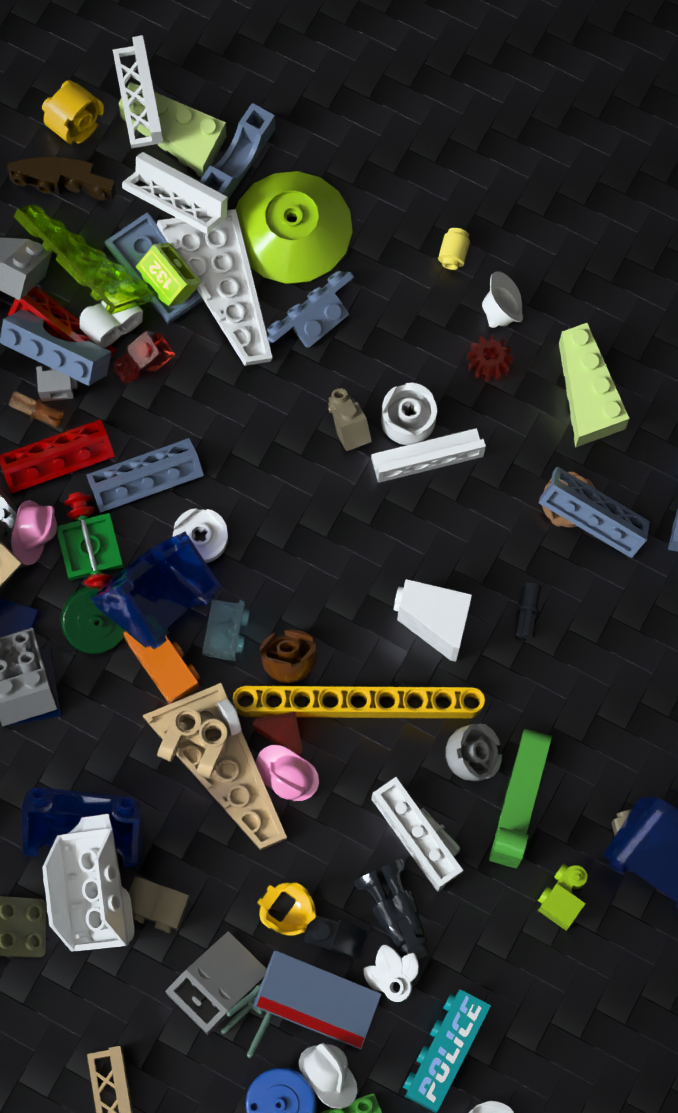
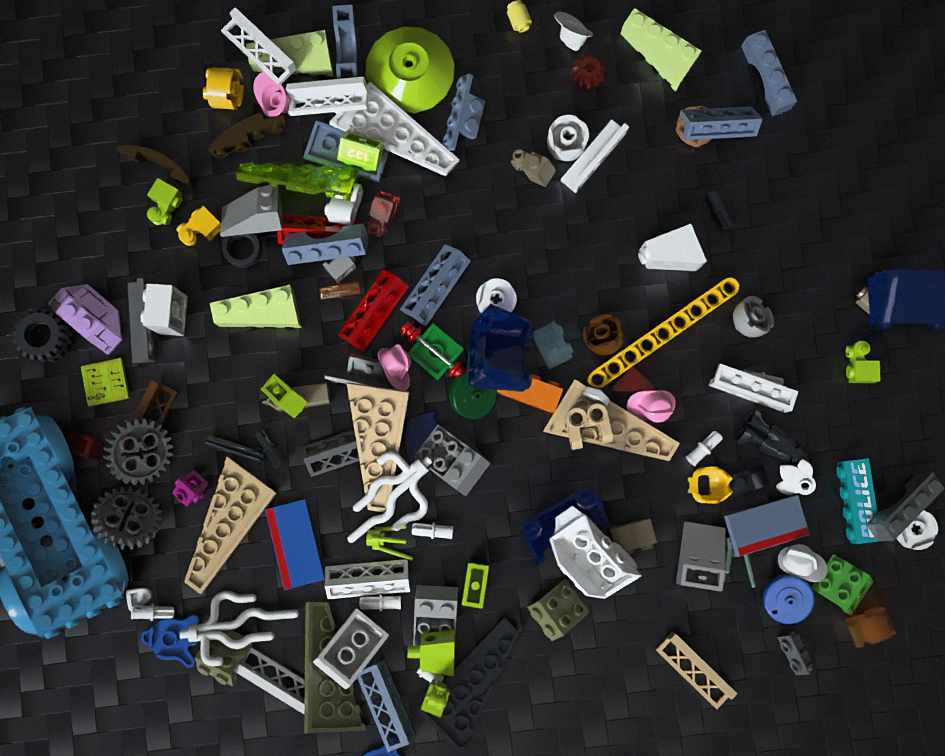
camera: 35 degrees left, 10 degrees up
(116, 156) = (270, 96): none -> bright pink piece
(312, 864) = (704, 448): none -> white axle
(509, 1089) = (894, 520): none -> dark grey arch
(520, 799) = (797, 327): bright green beam -> none

